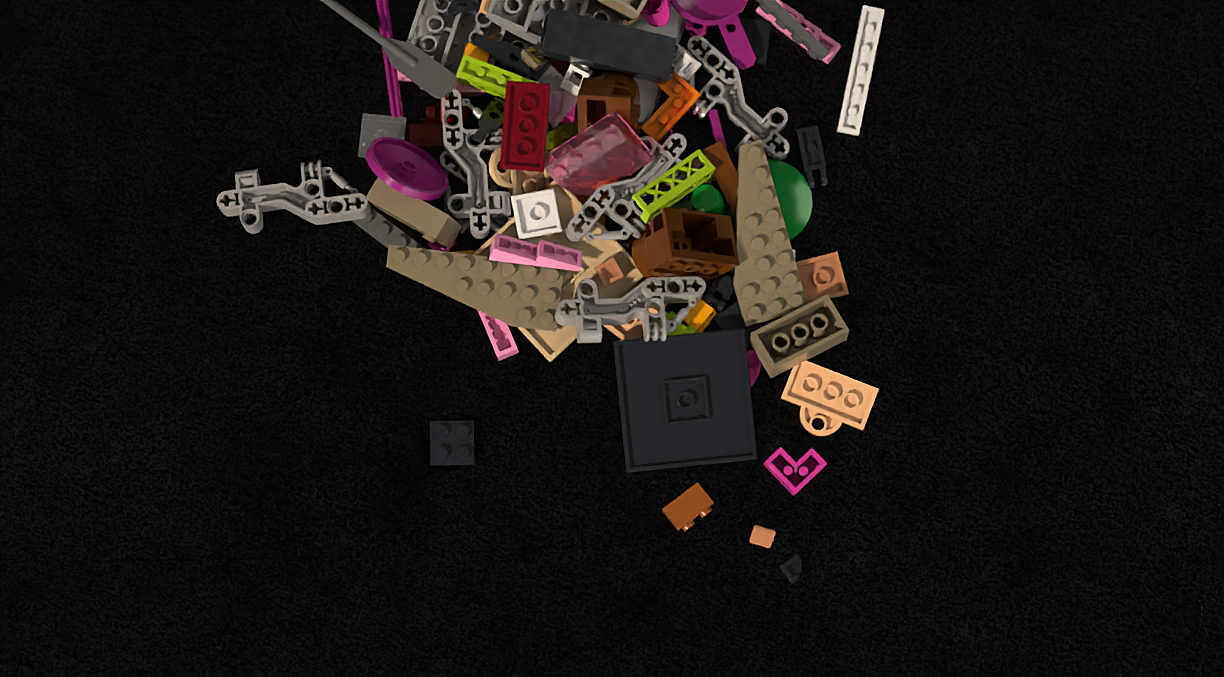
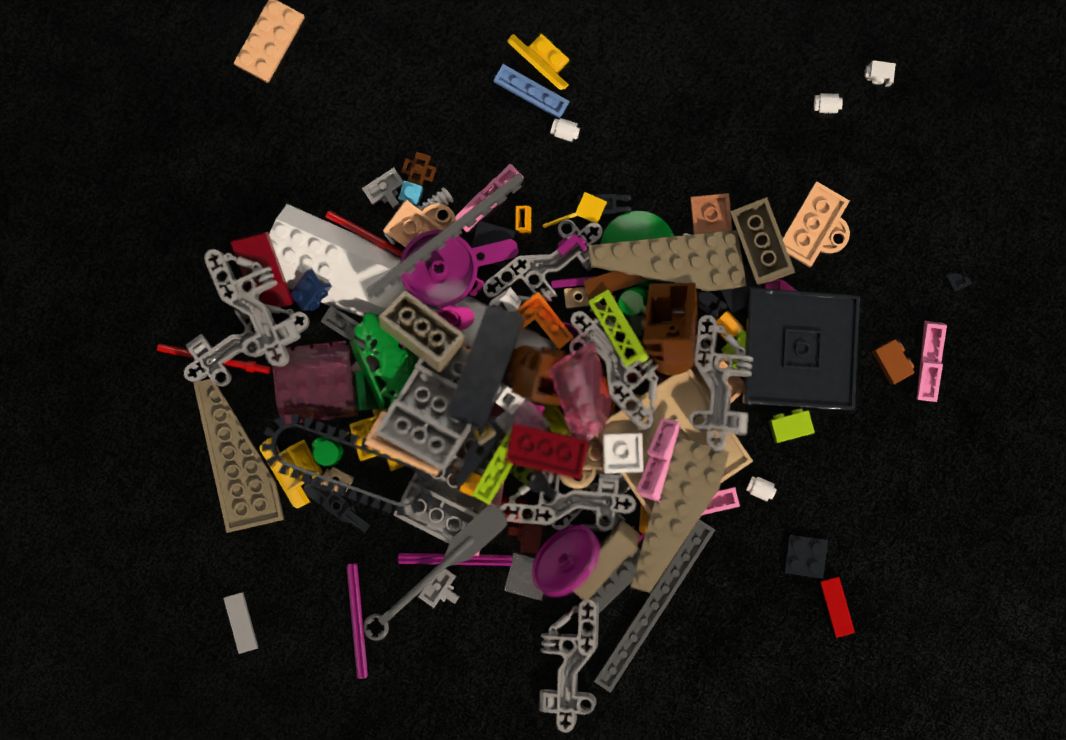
camera: 75 degrees left, 5 degrees up
(354, 43) = (440, 589): none -> light grey hinge
(371, 281) = (654, 606): none -> dark grey plate
(400, 487) = (837, 607): none -> red tile
(520, 380) = (761, 488): none -> white brick
(596, 402) = (791, 426): none -> lime brick
(608, 272) = (683, 397): nougat plate -> none
(696, 551) = (930, 362): none -> bright pink slope
(699, 133) = (570, 300): none -> tan brick
(759, 118) = (567, 244): none -> magenta bracket
(762, 536) = (926, 302): nougat slope -> none
(780, 69) = (527, 229): none -> light orange piece
(794, 474) = (880, 264): dark pink brick -> none
(804, 139) = (589, 209): none -> yellow piece
(860, 70) = (534, 150): white plate -> none
(889, 100) = (565, 129): none -> white brick
(925, 56) = (531, 91): none -> medium blue plate
(965, 62) = (543, 57): none -> yellow plate
(970, 389) = (827, 103): none -> white brick
(1015, 442) = (880, 72): none -> white brick

